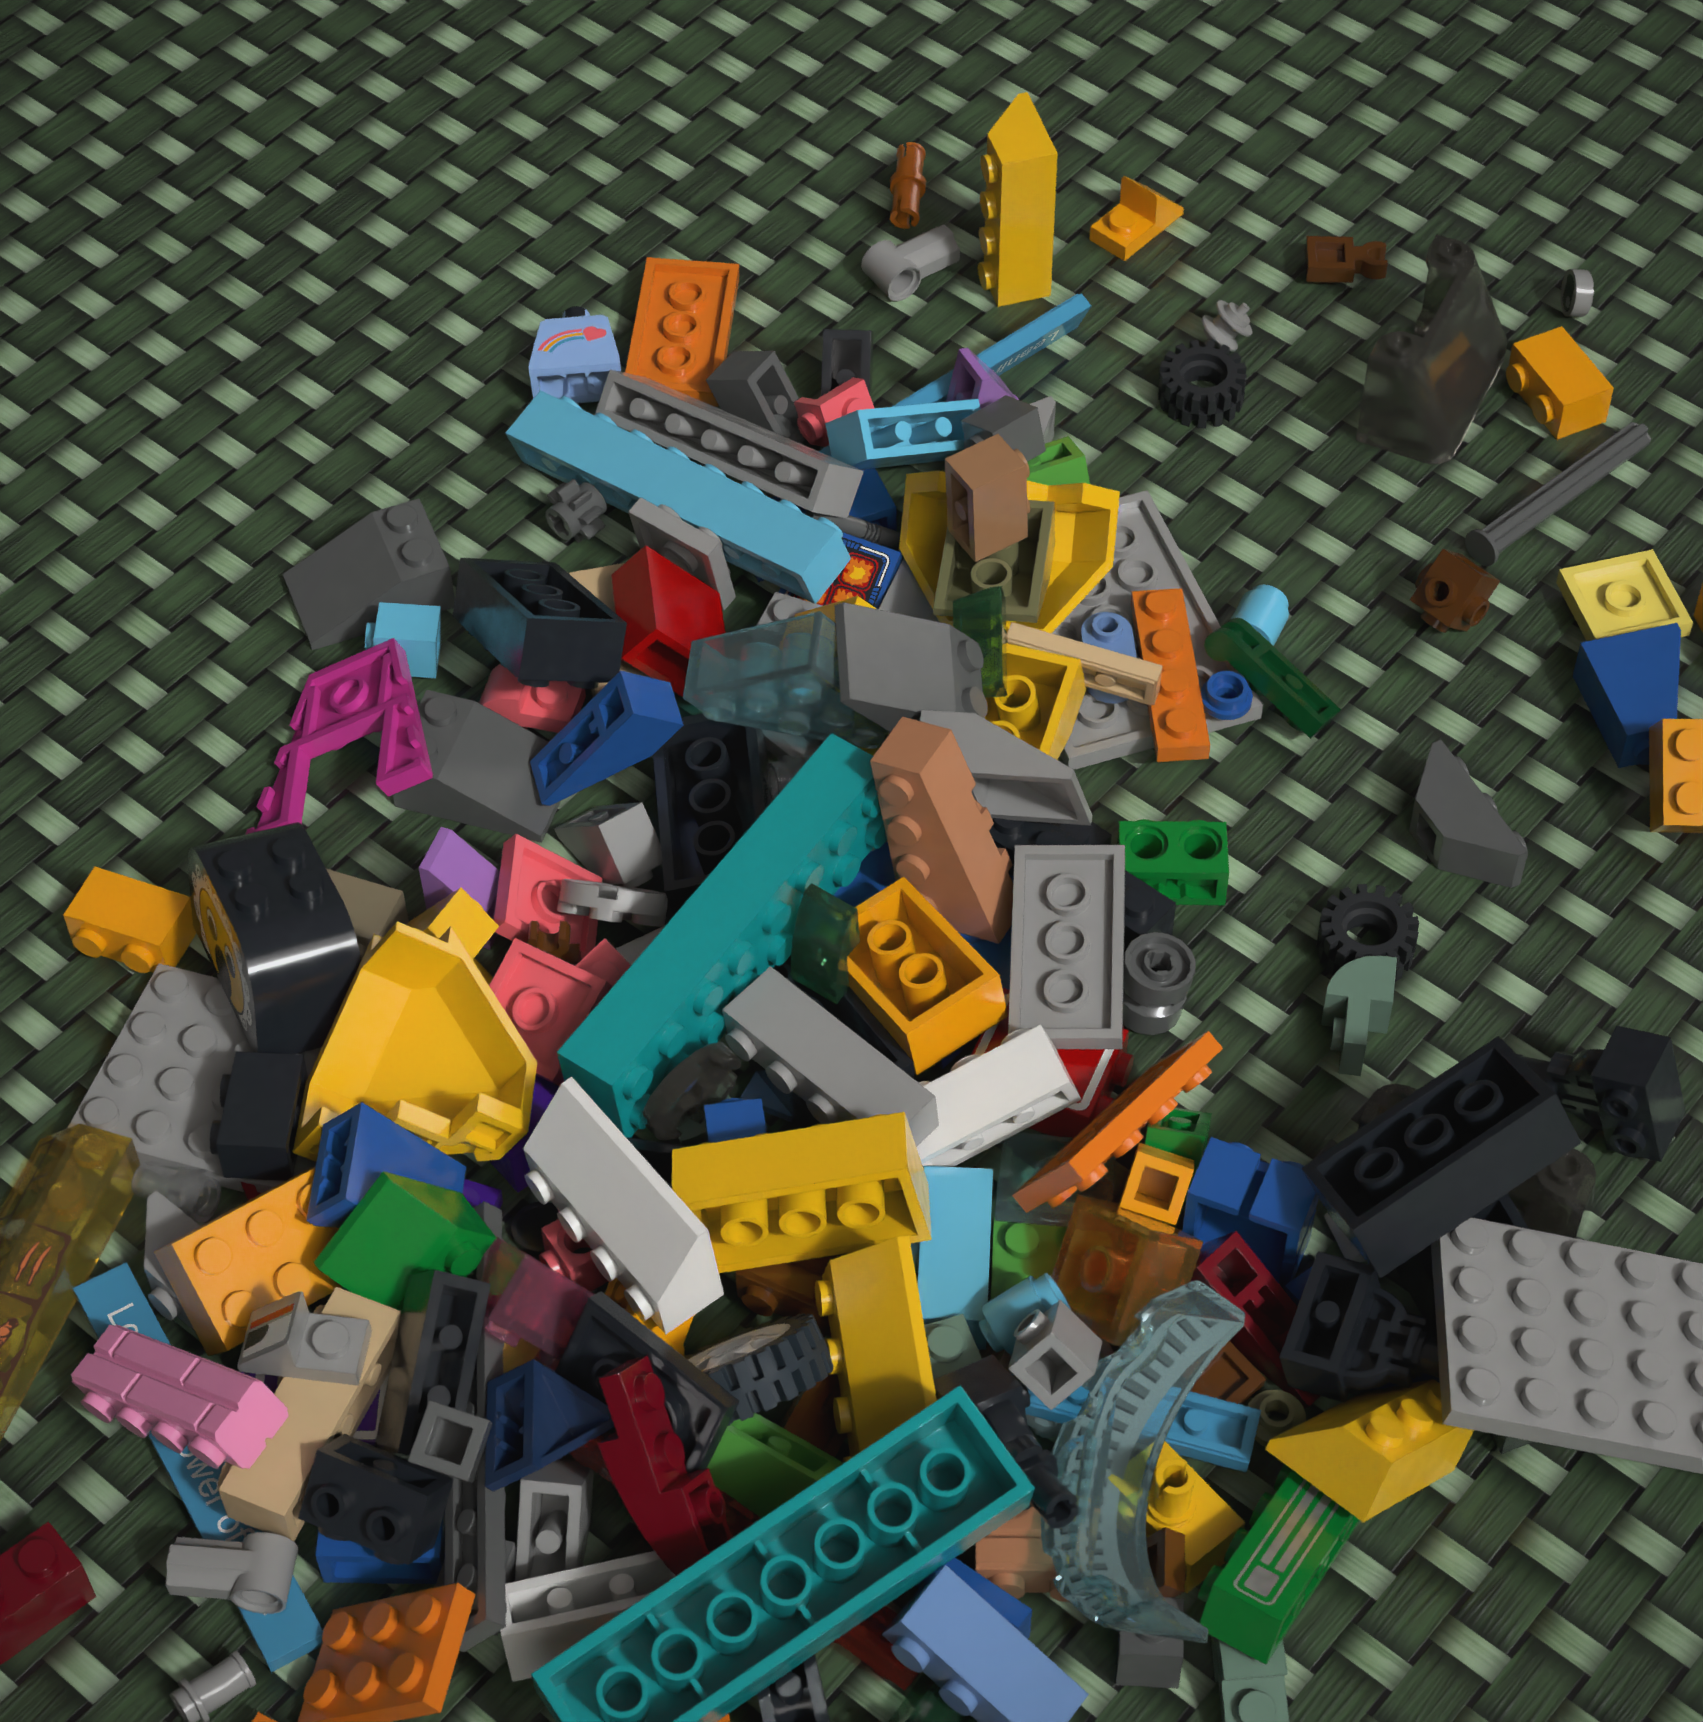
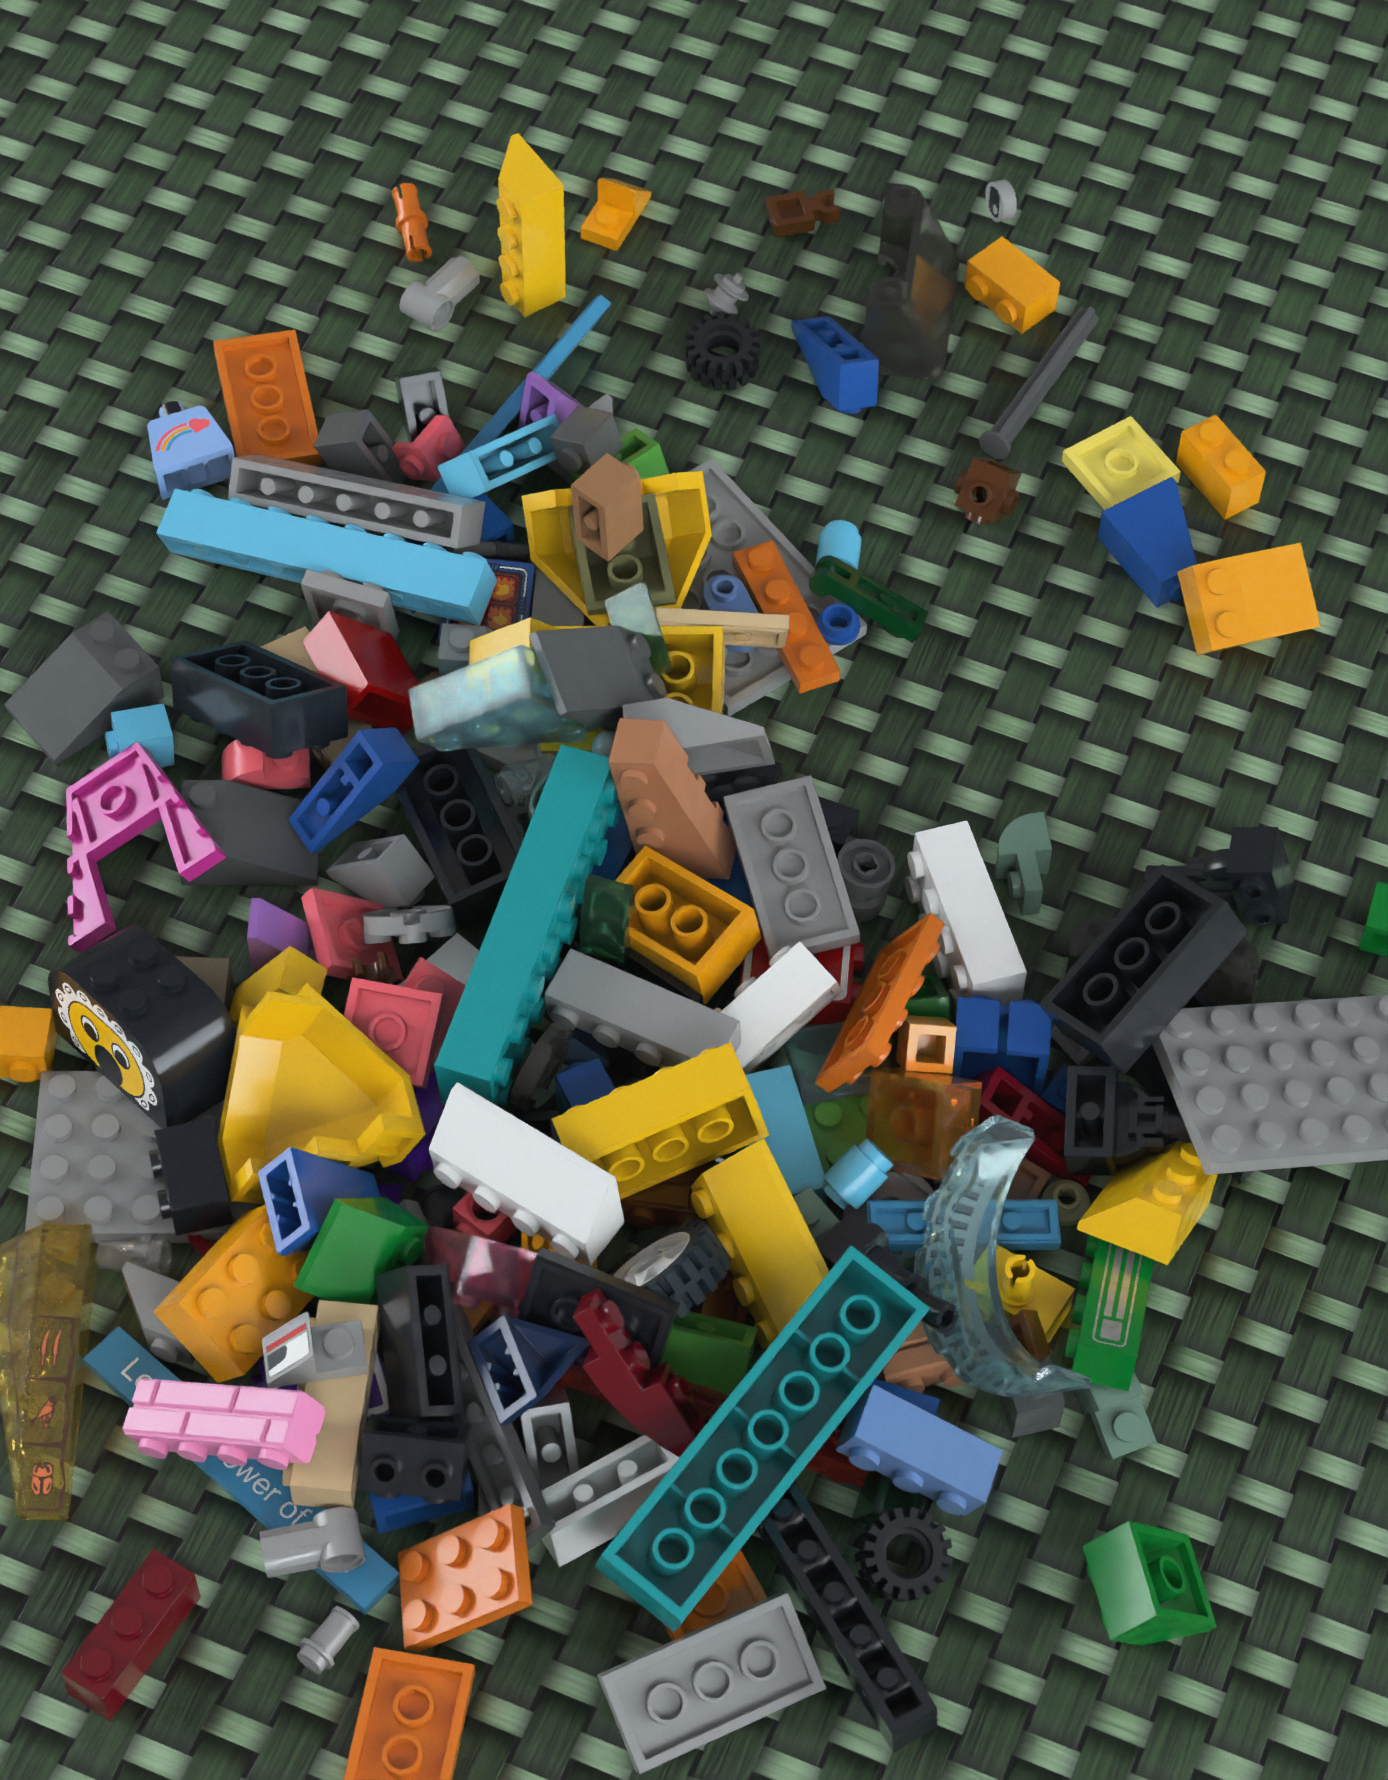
camera: 20 degrees left, 5 degrees up
(450, 1441) = (466, 1397): dark grey brick -> none
(576, 510) = (240, 588): dark grey gear -> none
(1054, 1353) = (898, 1199): light grey brick -> none
(1179, 858) = (836, 767): green brick -> none
(1260, 1063) = (976, 940): none -> white brick
(1328, 424) = (838, 363): none -> blue slope
(1370, 911) = (1008, 776): black tyre -> none
(1462, 825) = (1053, 685): dark grey slope -> none

